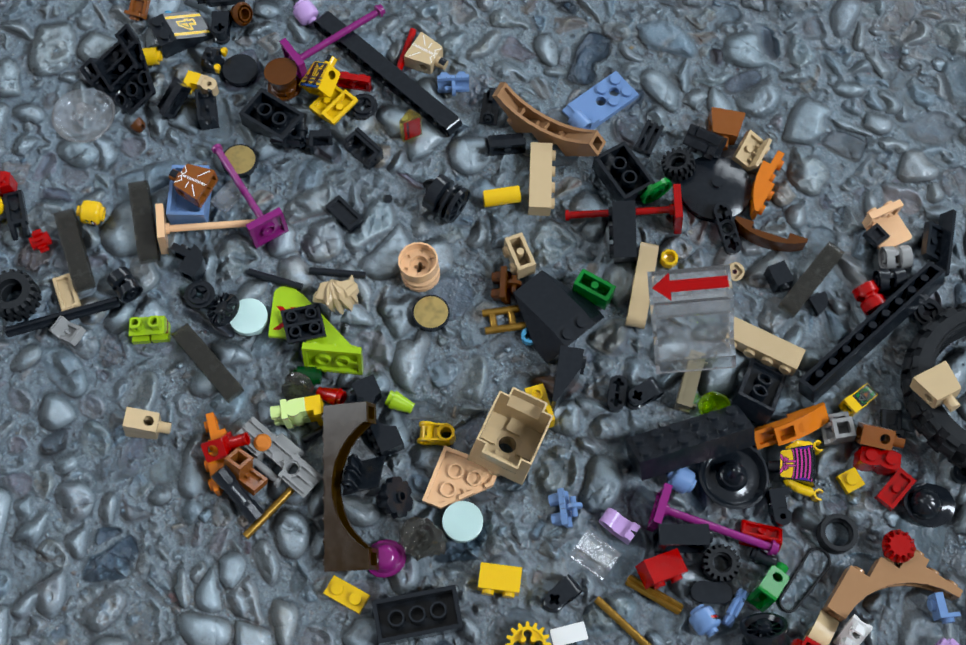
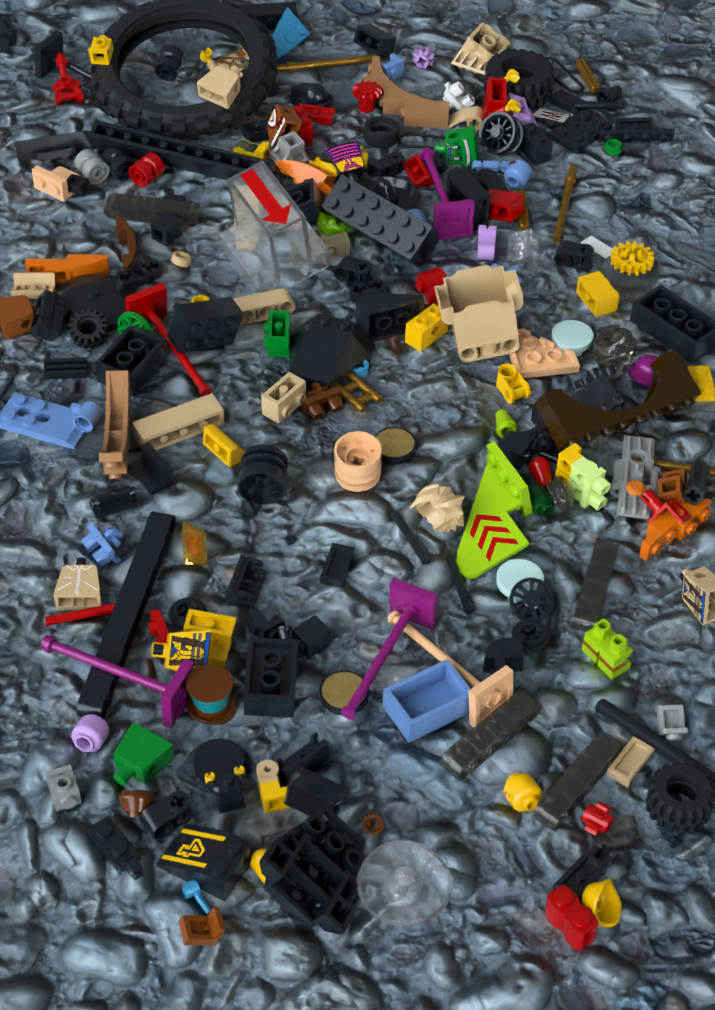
camera: 120 degrees left, 20 degrees down
(124, 284) = (579, 701): black wheel -> none
(194, 183) = (420, 676): dark orange torso -> none
(271, 30) = (141, 755): none -> green torso
(291, 161) = (312, 636): none -> black brick
(303, 323) = (494, 519): black slope -> none
(585, 447) = (426, 282): none -> red brick
(850, 480) = (327, 139): yellow plate -> none

